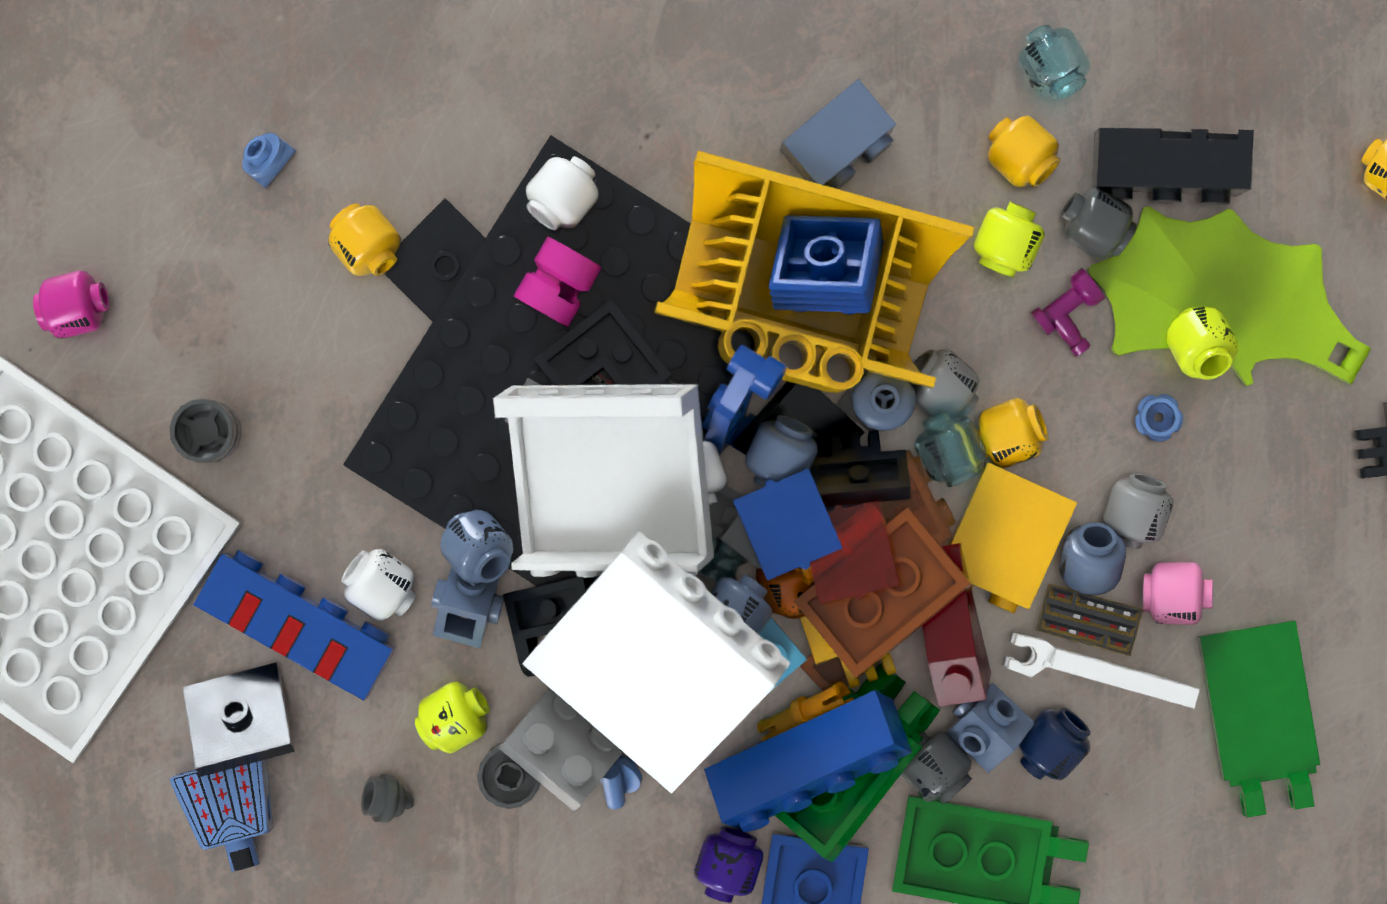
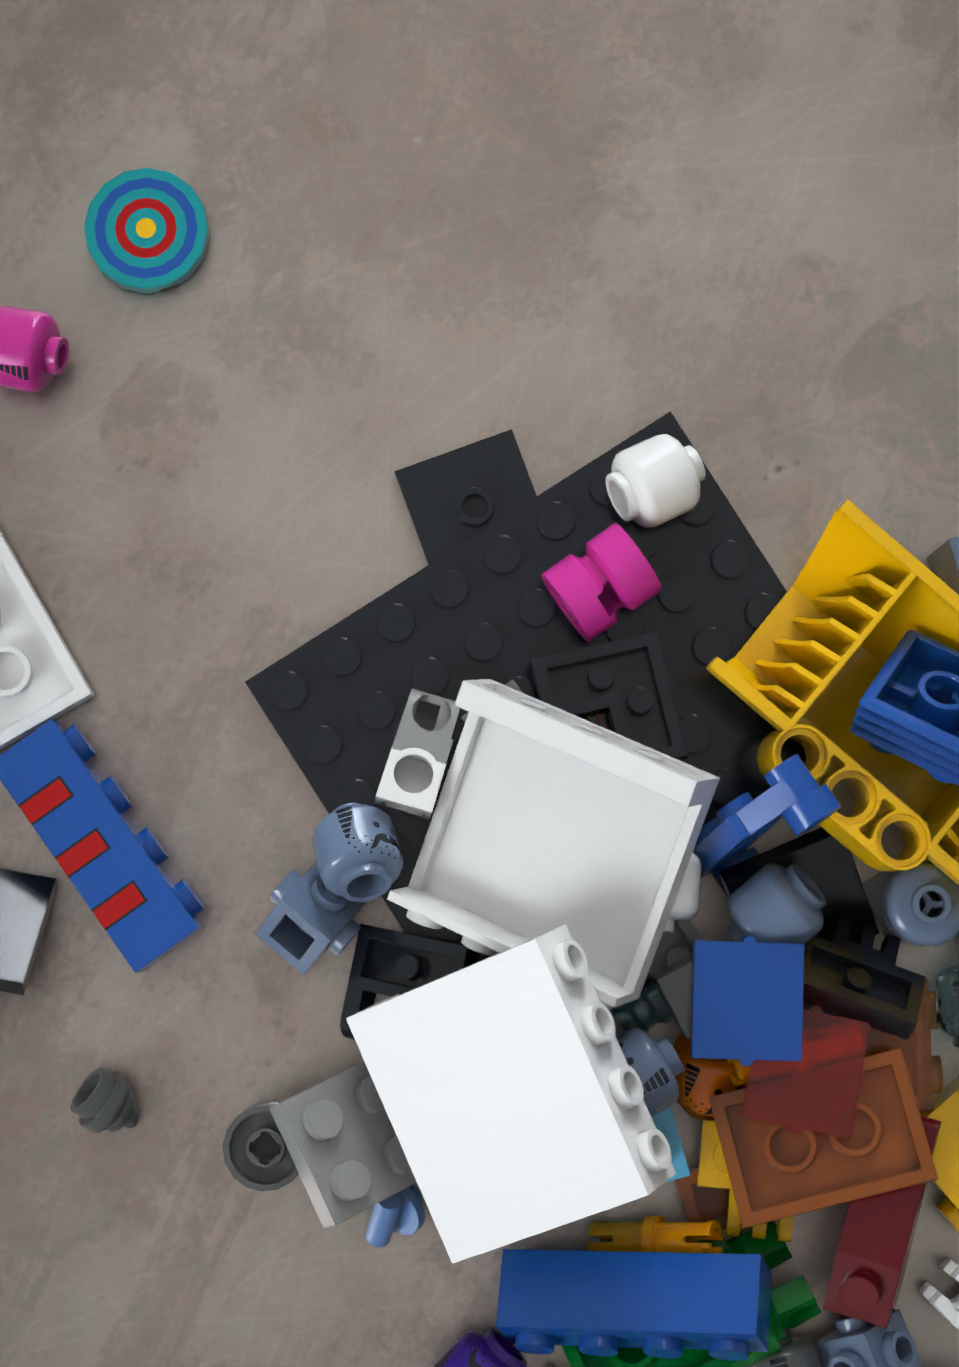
camera: 25 degrees right, 5 degrees down
(119, 175) = (147, 230): none -> teal tile
(205, 431) = (103, 566): dark grey wheel -> none
(266, 157) = (326, 287): medium blue plate -> none
(364, 240) = (394, 432): yellow head -> none
(379, 584) = (220, 843): white head -> none
(452, 717) = (231, 1043): neon yellow head -> none
(487, 460) = (418, 755): none -> leg

